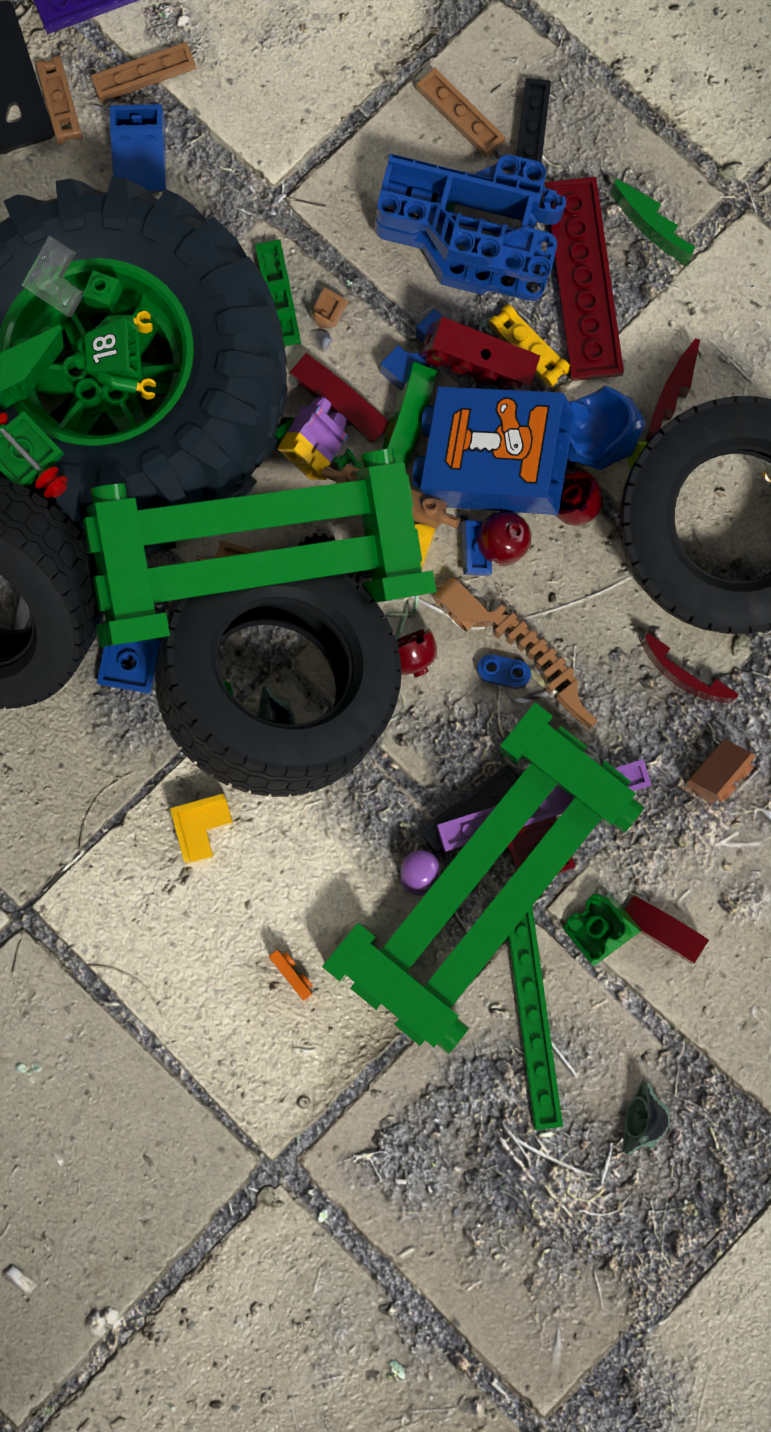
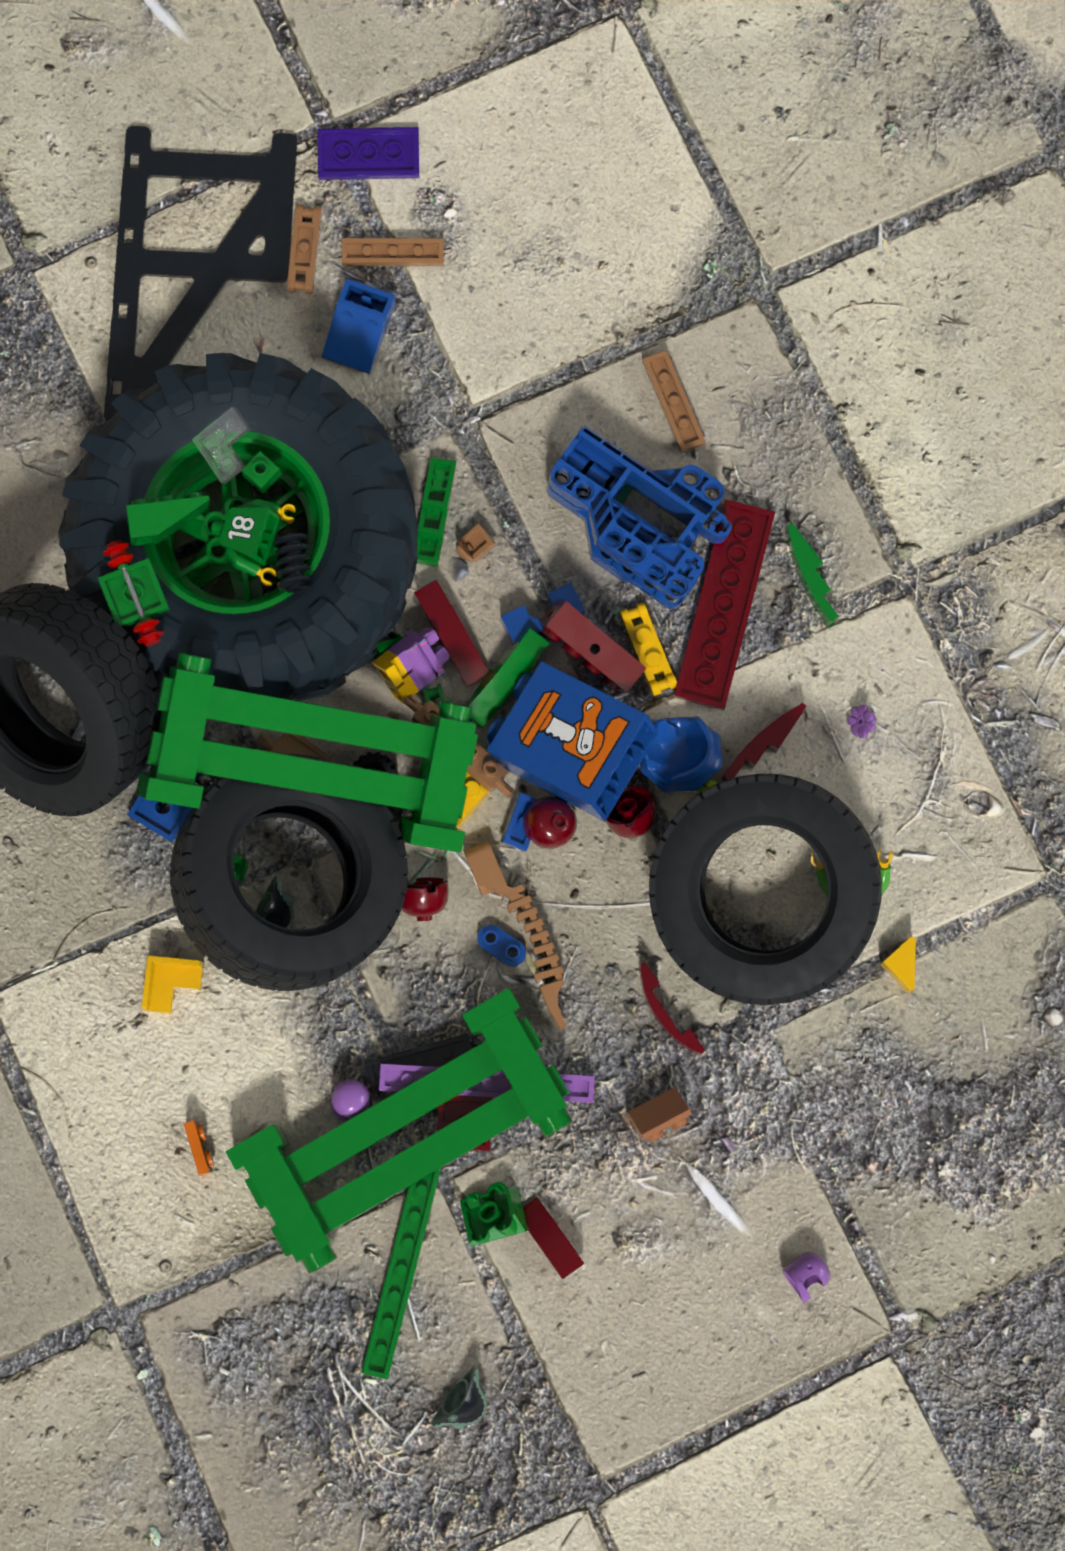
camera: 20 degrees right, 0 degrees up
(165, 366) = (291, 563): none -> black piece
(533, 119) = (737, 438): black plate -> none
(754, 336) = (862, 721): none -> medium lavender plant

